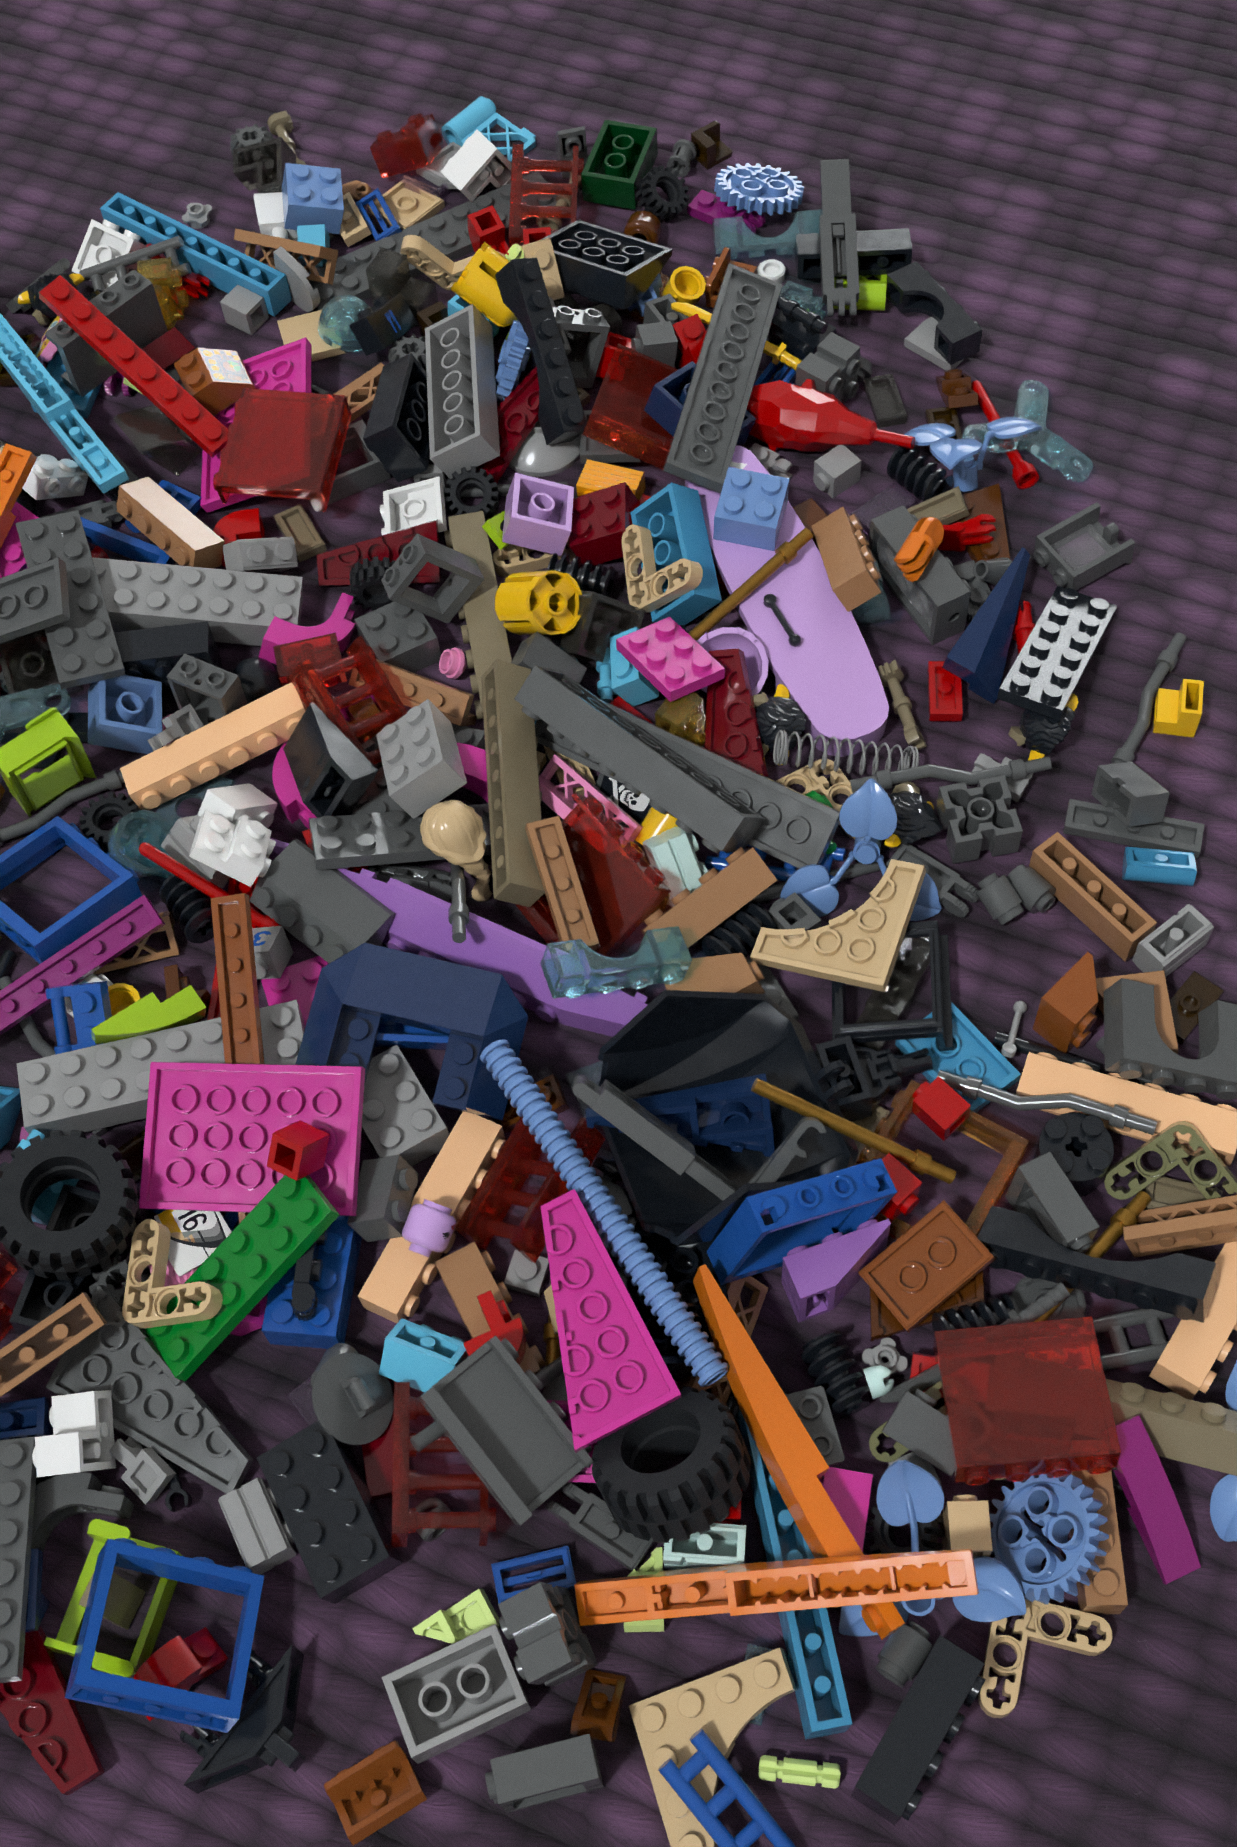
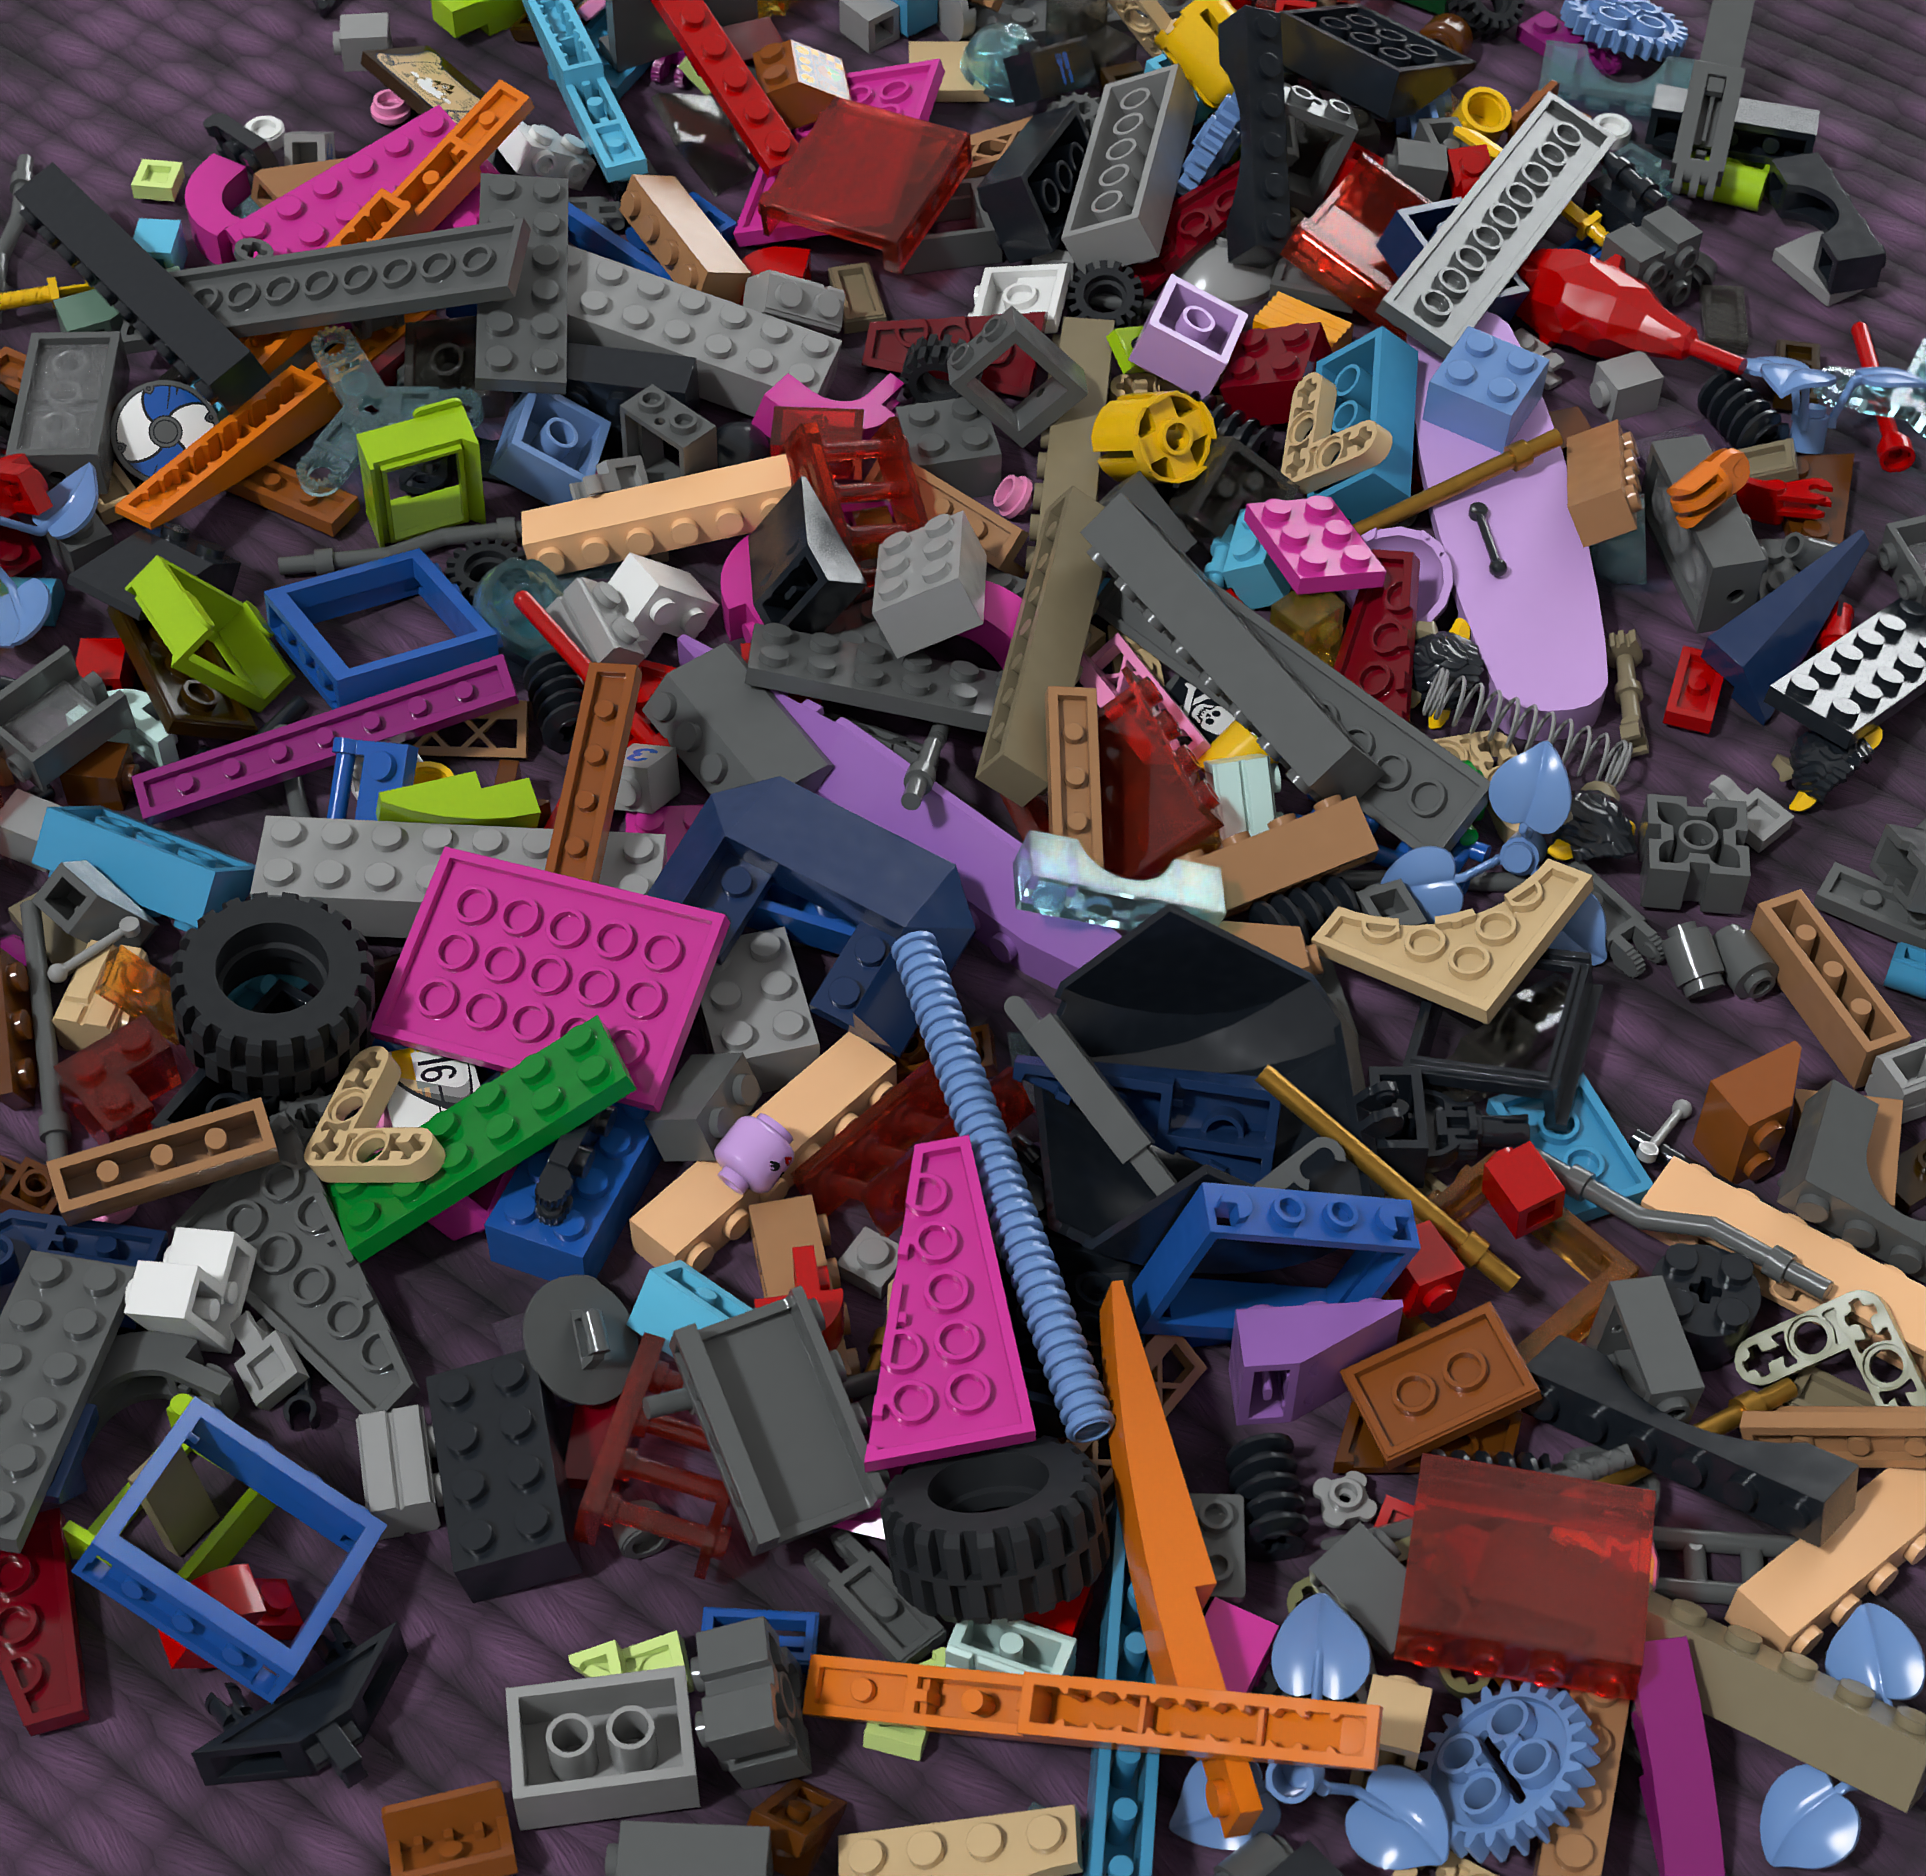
camera: 10 degrees right, 10 degrees down
(233, 849) = (642, 634): white plate -> none
(298, 1150) = (606, 993): red brick -> none
(458, 836) = (951, 689): tan hair -> none
(546, 258) = (1295, 43): tan plate -> none
(875, 1376) = (1321, 1516): light aqua hinge -> none
(956, 389) = (1829, 324): reddish brown slope -> none
(1015, 770) = (1766, 803): dark grey bar -> none

